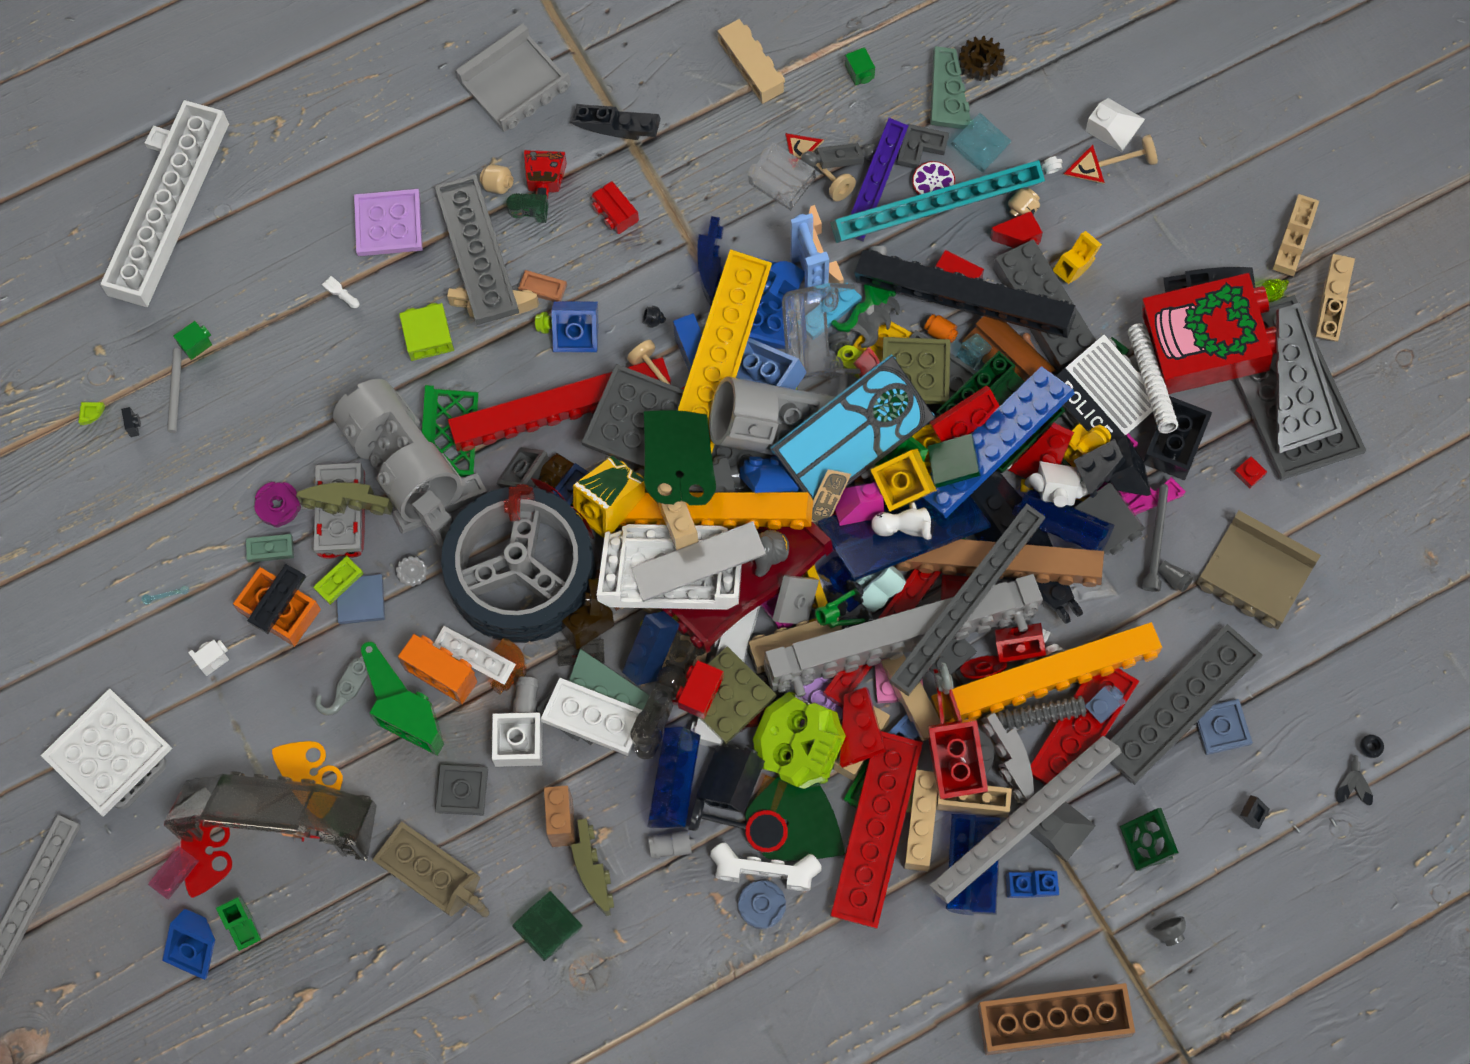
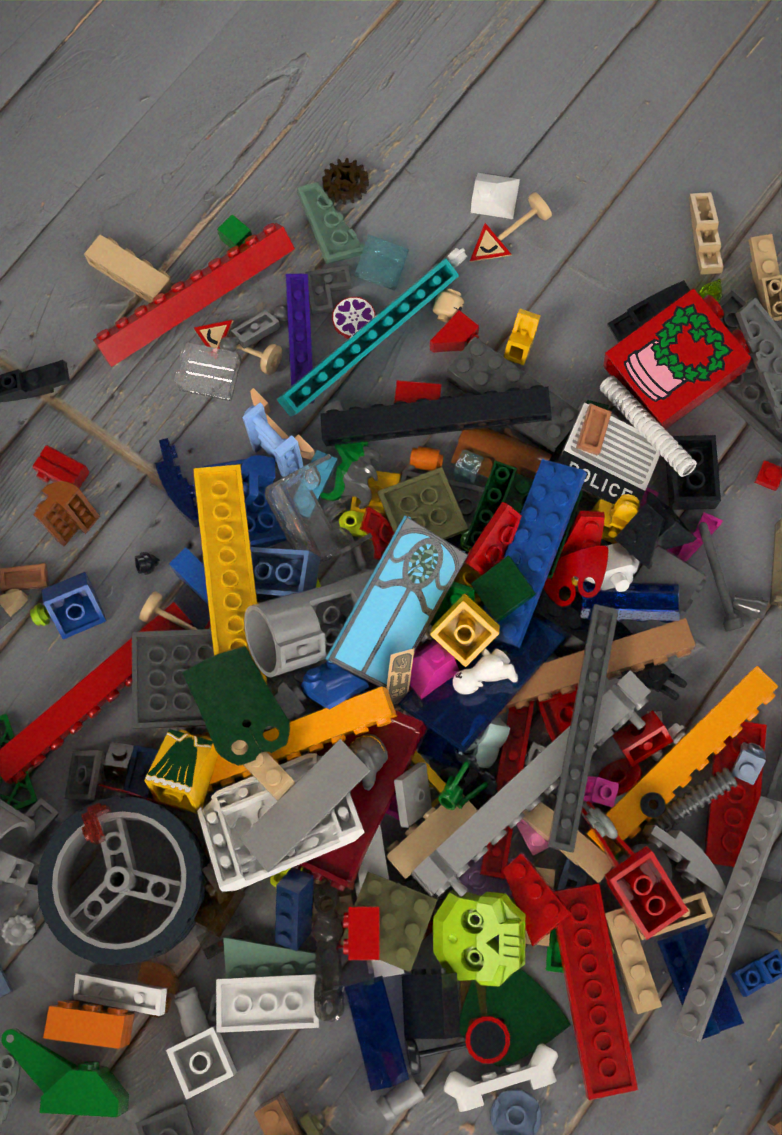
camera: 25 degrees left, 5 degrees up
(604, 241) = (65, 511): none -> dark orange brick
(799, 103) = (193, 294): none -> red brick
(962, 667) = (601, 791): none -> dark pink bracket
(996, 701) = (644, 804): none -> black plate
(1033, 470) = (582, 564): none -> red piece
(1101, 361) = (593, 429): none -> nougat tile

